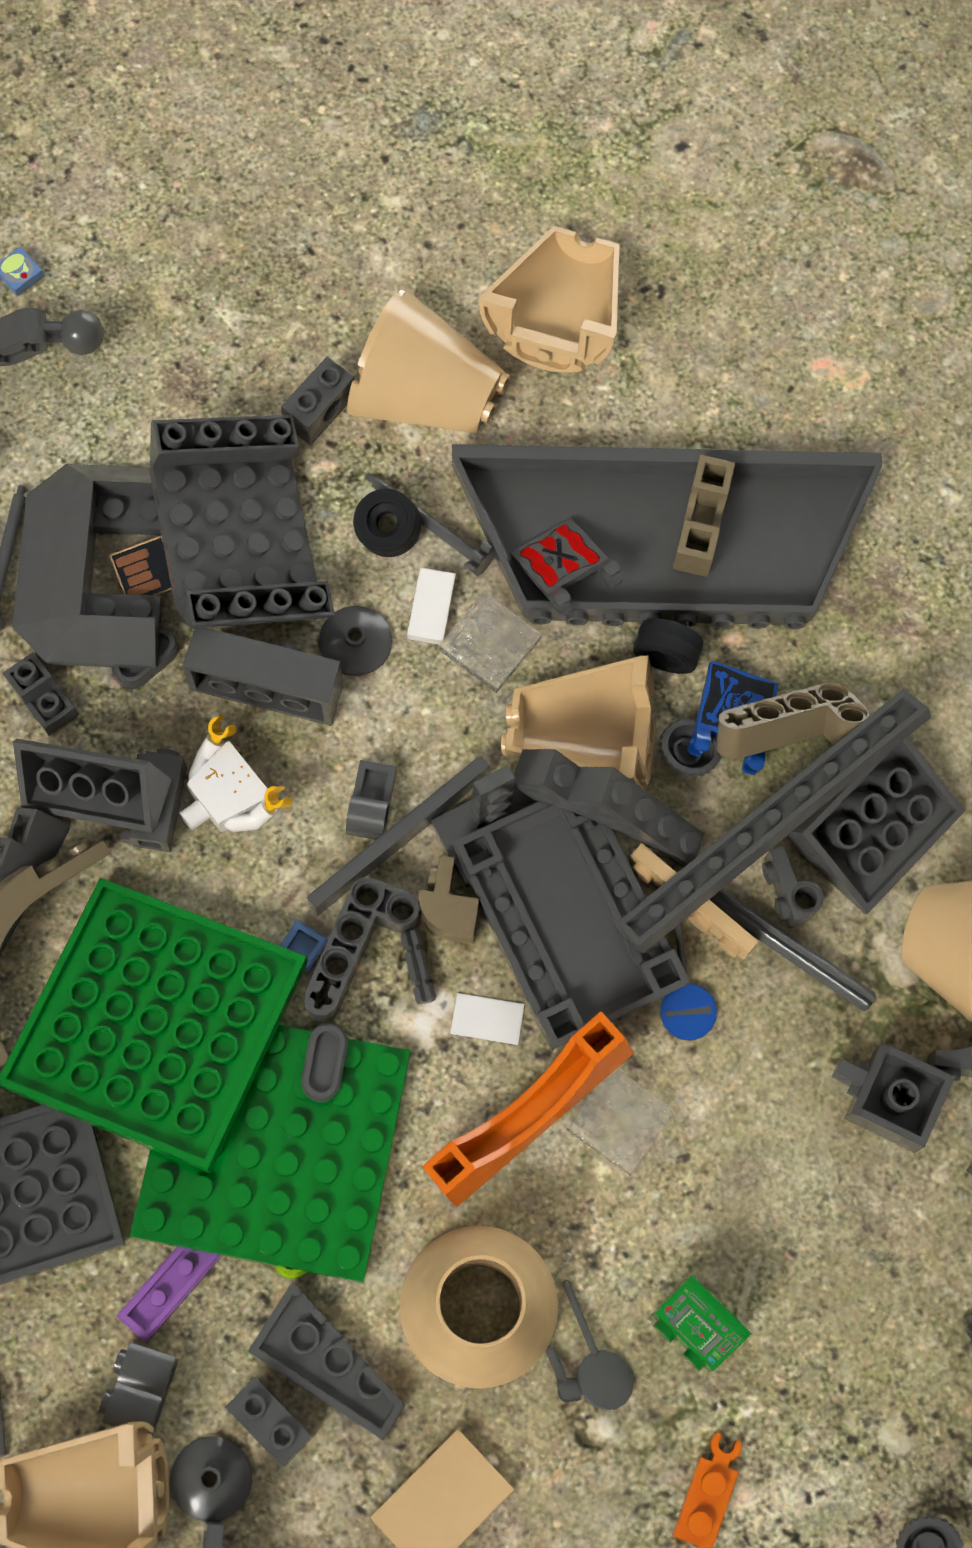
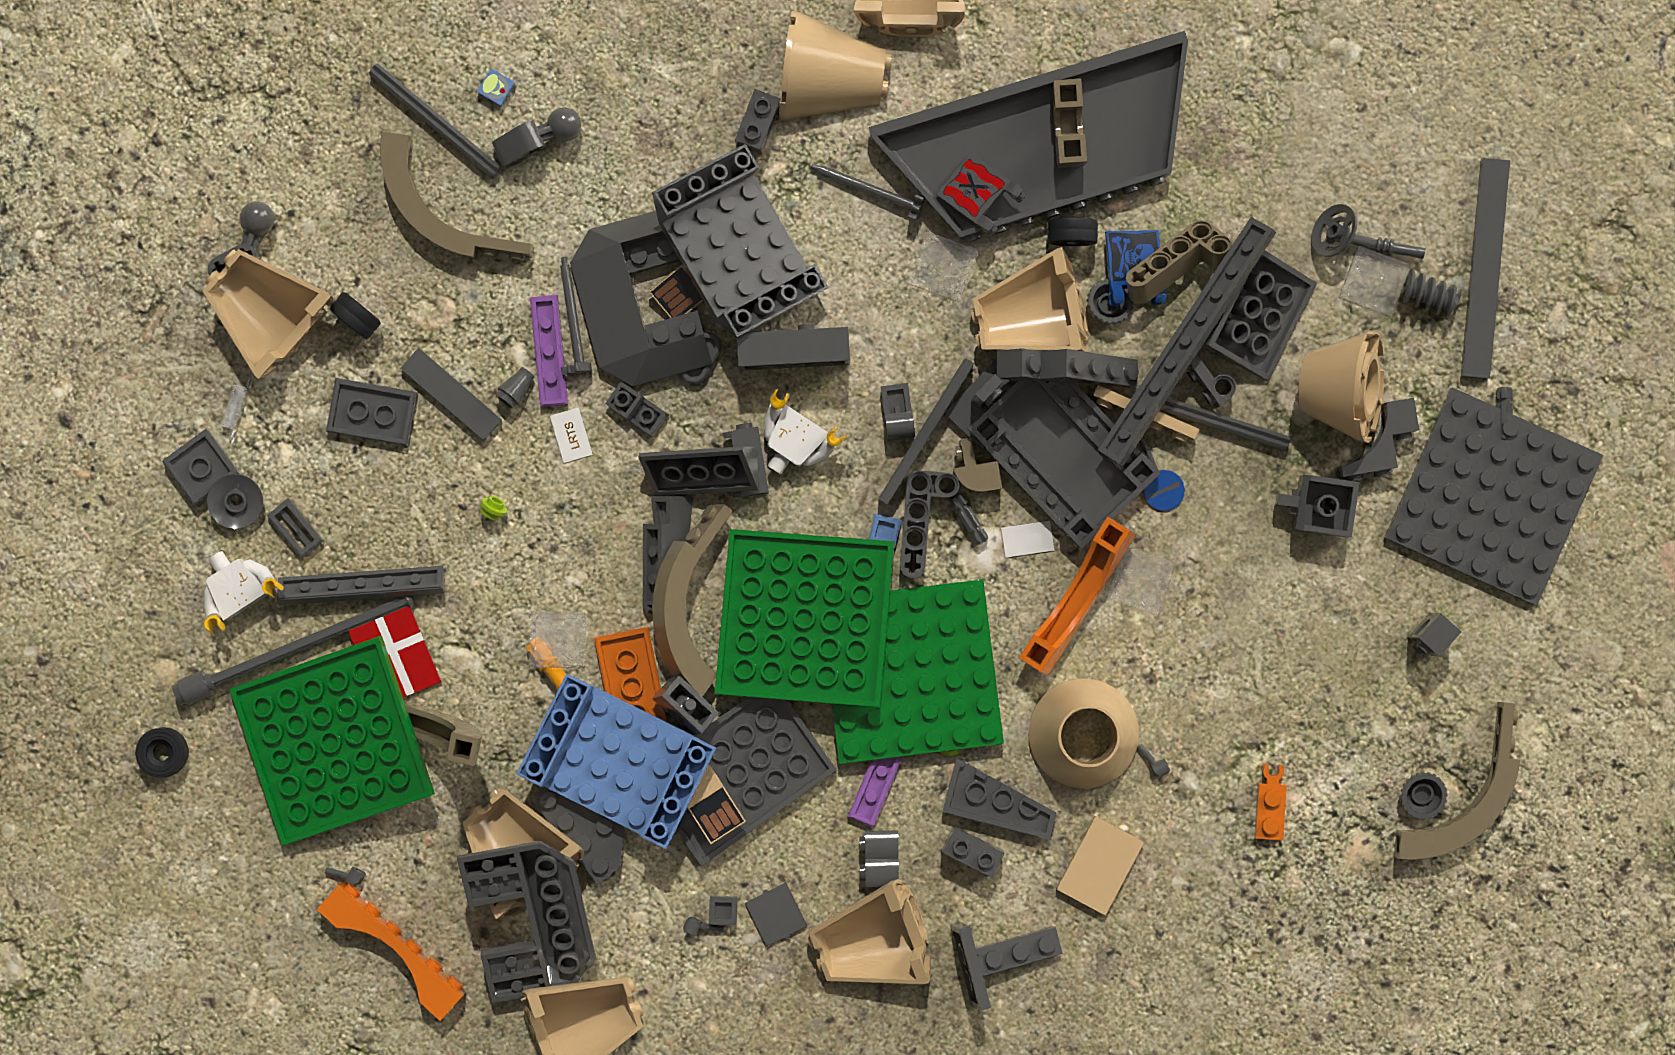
camera: 15 degrees left, 15 degrees up
(232, 1484) = (942, 883): dark grey dish -> none
(324, 1063) = (929, 608): dark grey tile -> none
(358, 656) = (853, 308): dark grey dish -> none
(376, 505) = (826, 208): black tyre -> none
(431, 606) = (891, 252): white tile -> none
(601, 1375) = (1179, 752): dark grey piece -> none
(699, 1325) = (1233, 700): green slope -> none

